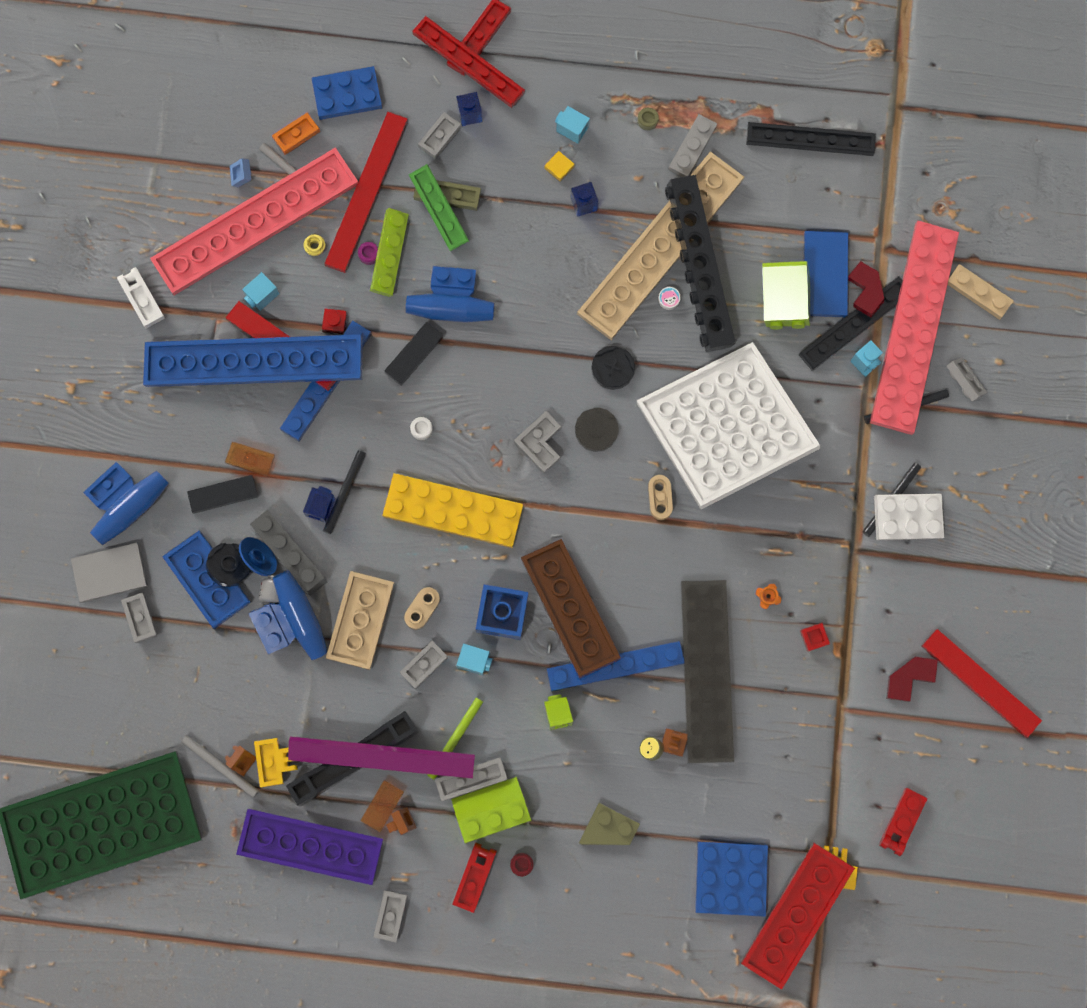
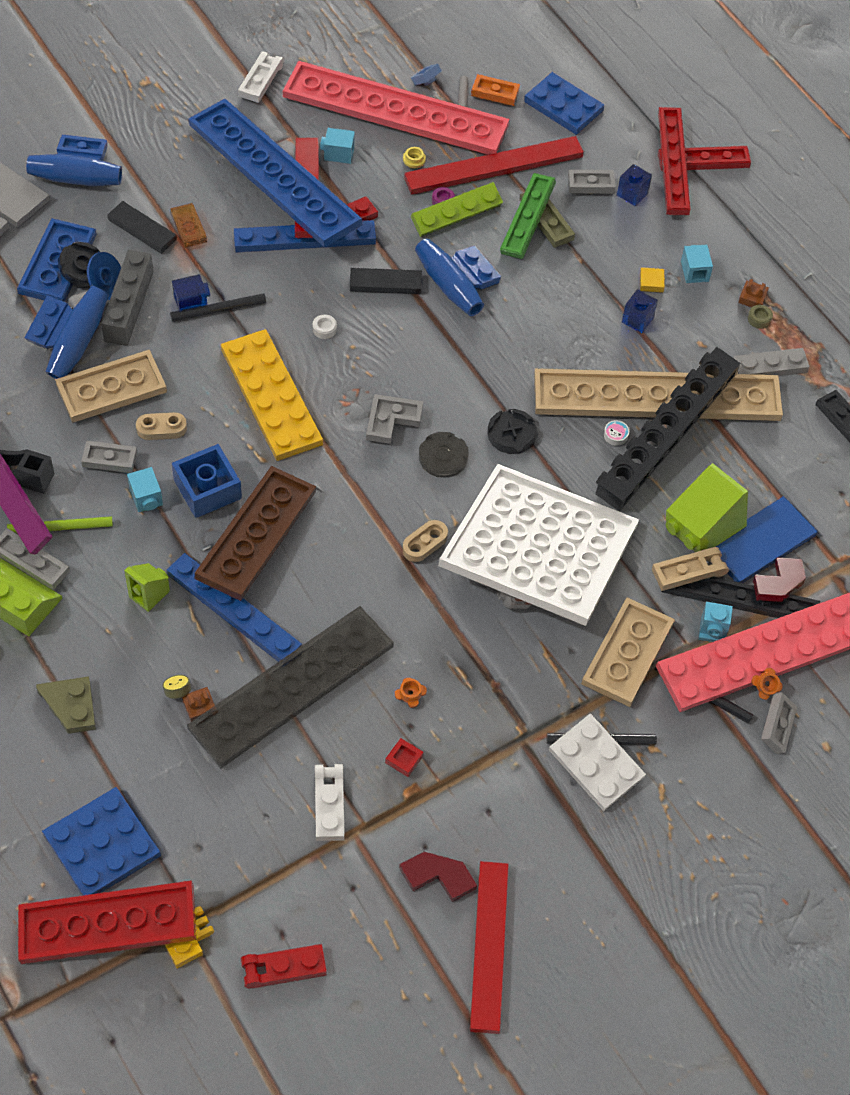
camera: 50 degrees right, 20 degrees down
(626, 107) = (753, 294): none -> dark orange tile
(810, 709) = (329, 803): none -> white plate
(817, 342) = (689, 568): none -> tan plate
(844, 431) = (628, 652): none -> tan plate
(936, 364) = (774, 683): none -> orange plate

